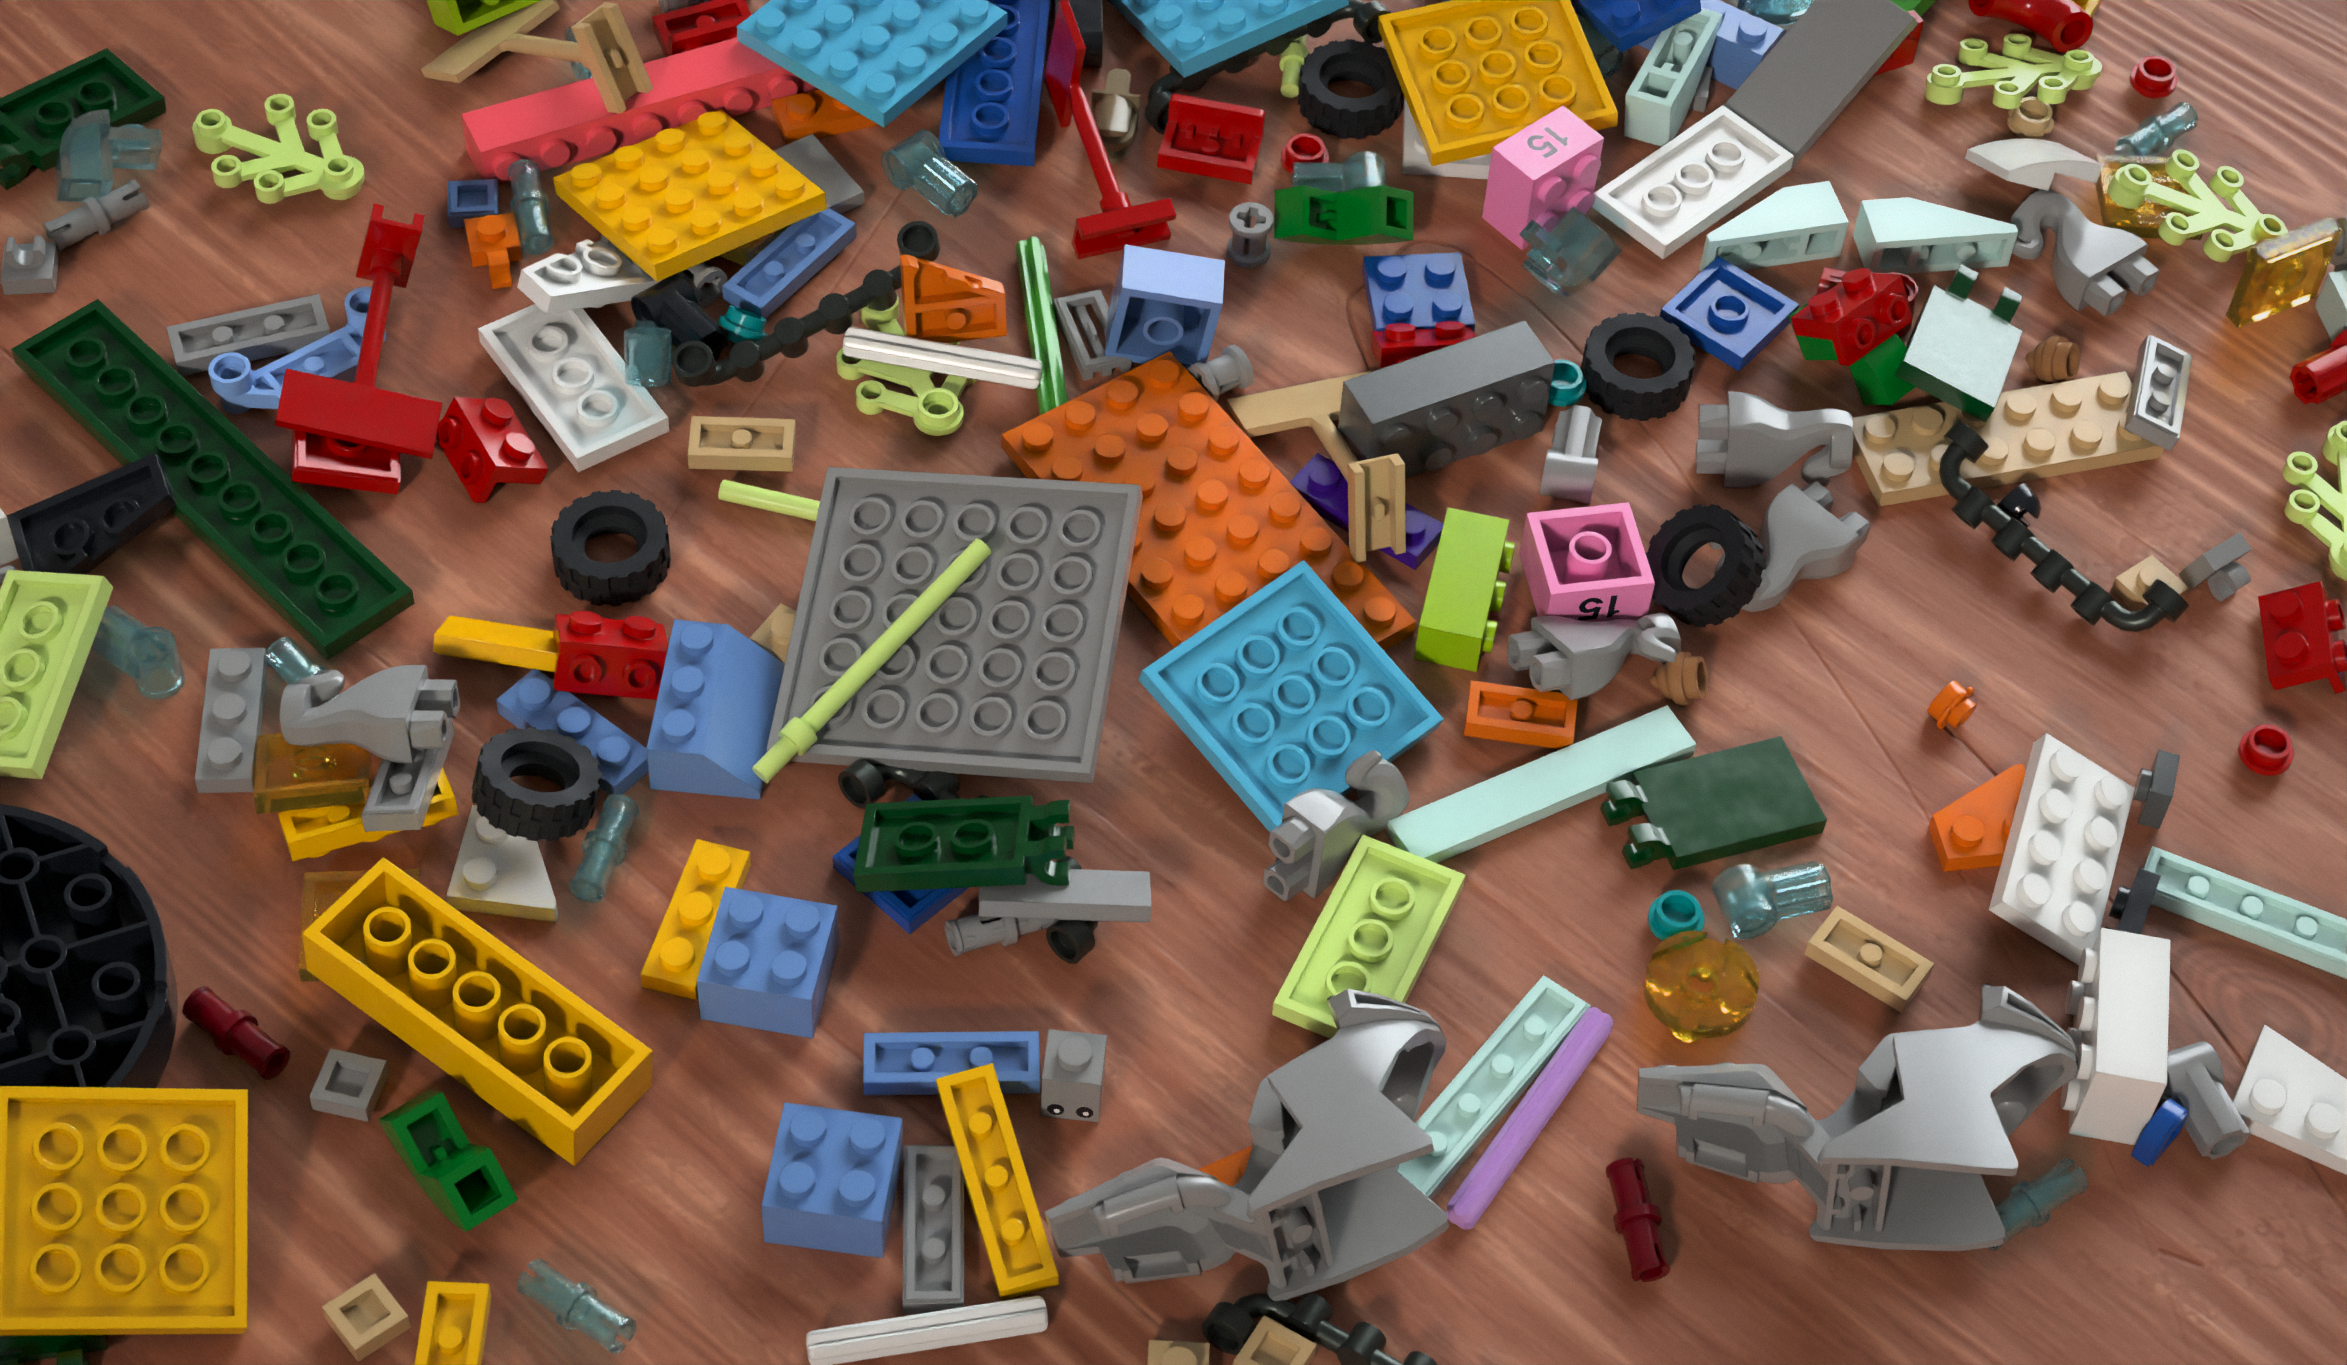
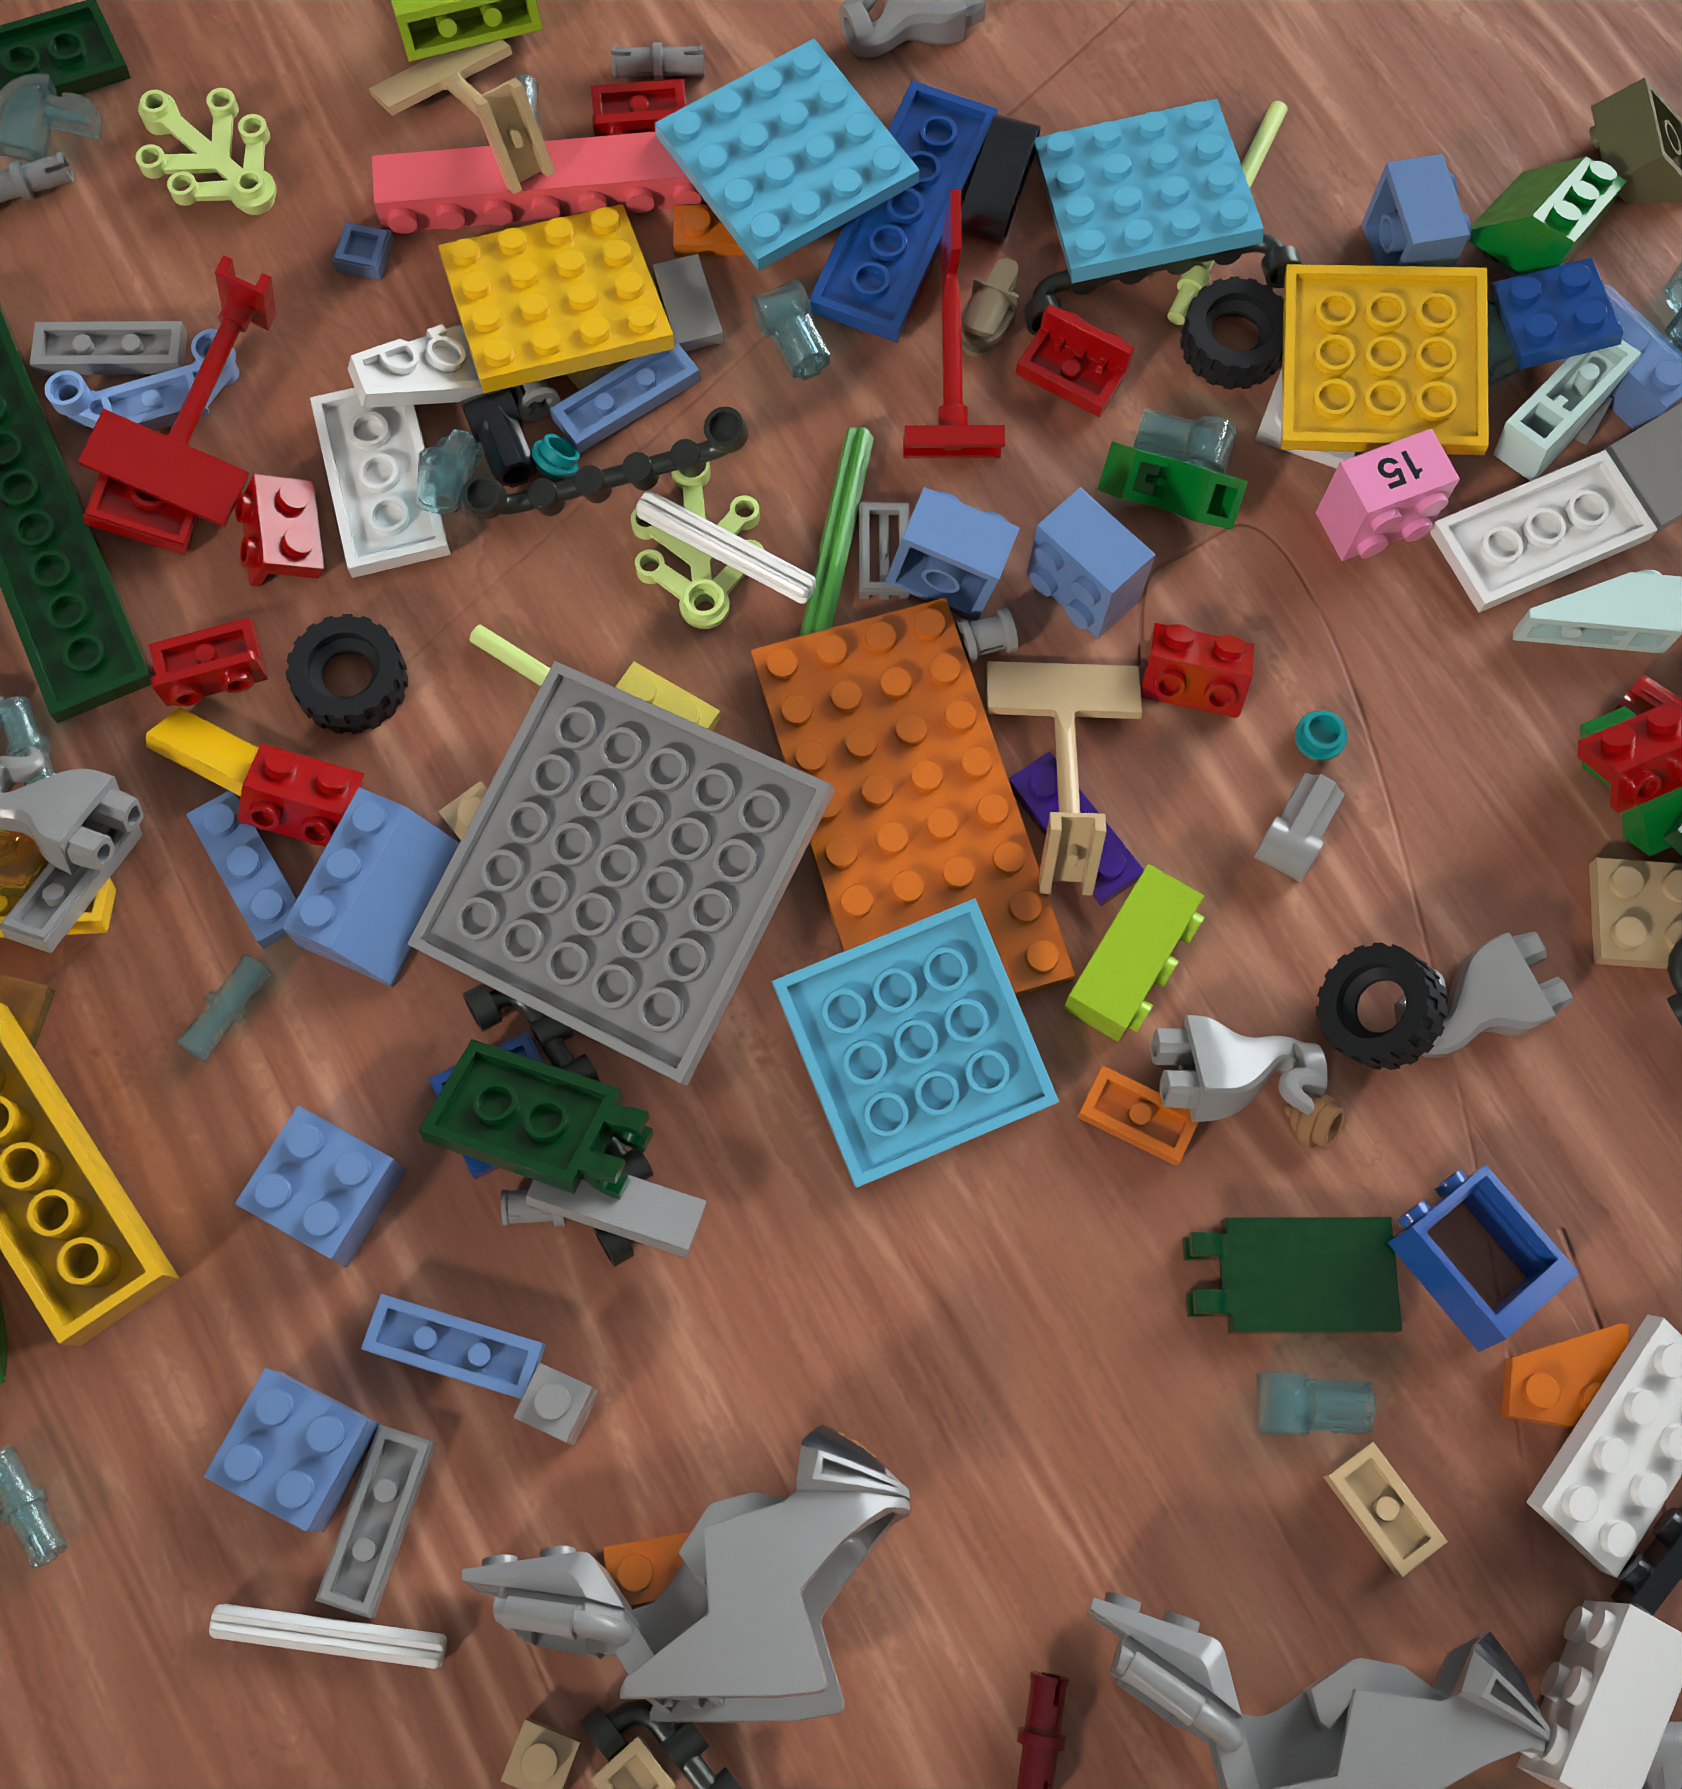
camera: 20 degrees right, 20 degrees up
(466, 569) = (207, 663): none -> red bracket
(494, 243) = (362, 301): orange plate -> none
(500, 874) = (130, 995): white wing -> none
(528, 811) = (173, 886): black tyre -> none
(530, 207) = (409, 270): clear light blue pin -> none
(688, 922) = (303, 1079): yellow plate -> none
(741, 443) = (508, 590): tan plate -> none
(800, 733) = (436, 944): yellowish green bar -> none
(950, 303) = (745, 494): orange wing -> none
(997, 1182) = (443, 1501): yellow plate -> none
(1242, 232) = (1068, 475): light grey bush -> none
(1294, 289) = (1088, 563): none -> medium blue brick
(1303, 148) = (1163, 395): red plate -> none
(1325, 827) = (898, 1199): light grey hips -> none
(1369, 933) = (896, 1335): yellowish green plate -> none
(1417, 290) = (1217, 588): plate -> none
(1450, 401) = (1190, 742): dark grey brick -> none
(1493, 1082) = (950, 1534): light aqua tile -> none
(1529, 1118) = (980, 1582): lavender axle -> none
(1541, 787) = (1131, 1201): light aqua tile -> none
(1568, 255) = (1382, 588): clear light blue brick -> none
(1587, 563) = (1264, 970): bright pink brick -> none
(1645, 337) = (1428, 705): black tyre -> none
(1675, 913) = (1208, 1397): teal plate -> none
(1693, 1012) = (1224, 1458): clear yellow plate -> none
(1729, 313) = (1521, 698): plate -> none
(1758, 441) = (1495, 871): light grey hips -> none
(1883, 711) = (1514, 1231): none -> blue window
(1952, 705) = (1581, 1232): orange plate -> none

